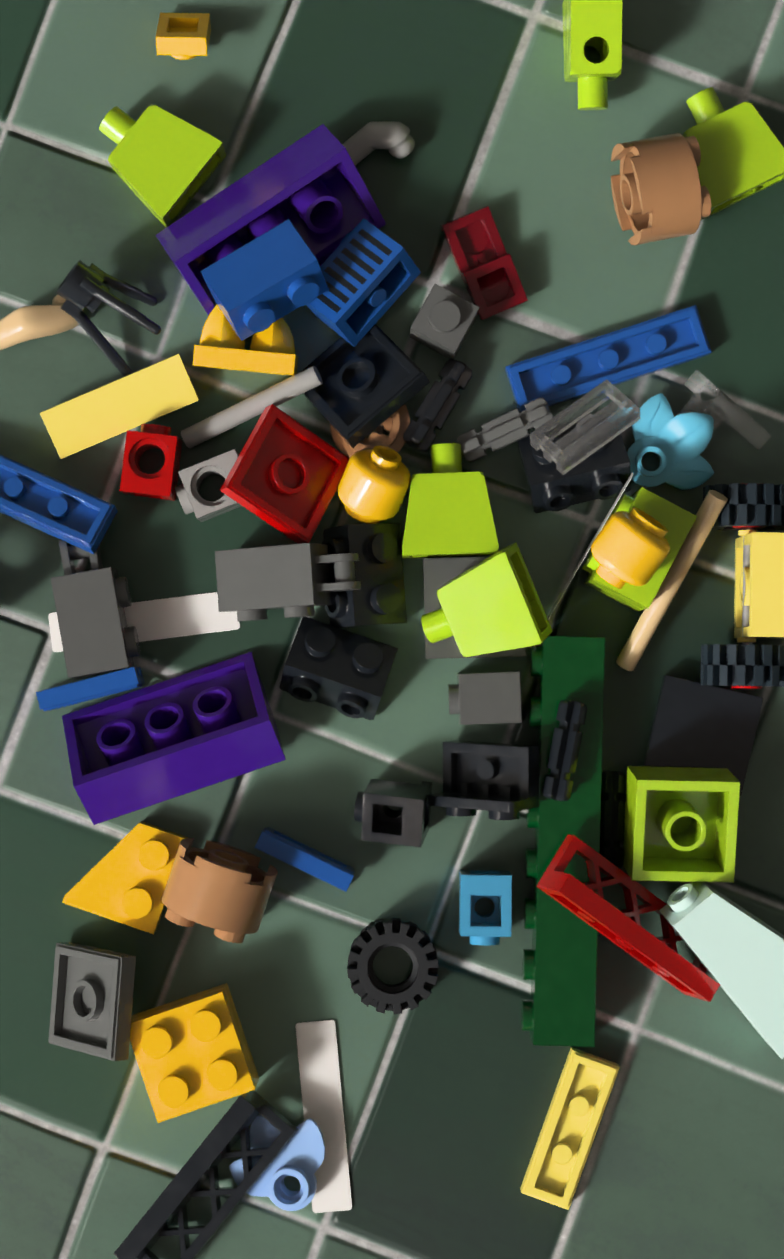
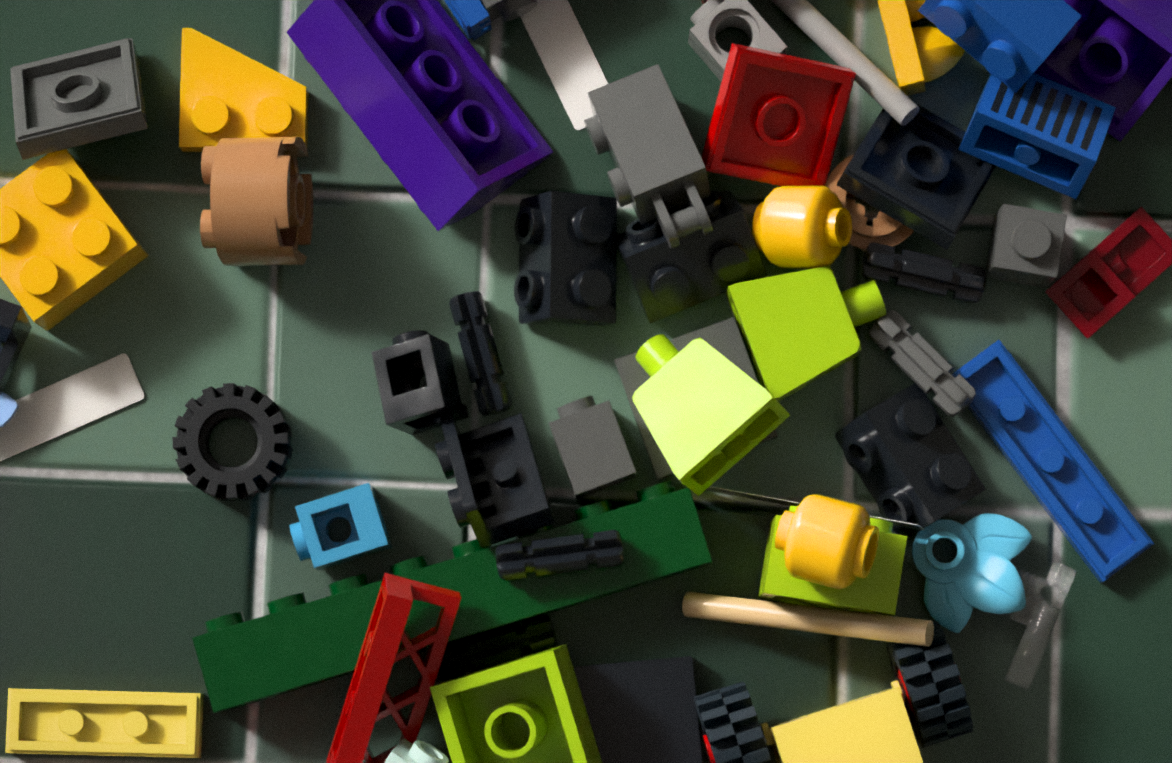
camera: 75 degrees right, 5 degrees down
(305, 858) = (327, 295): blue tile -> none
(386, 757) = (480, 353): none -> black axle
(590, 432) = (955, 462): clear tile -> none

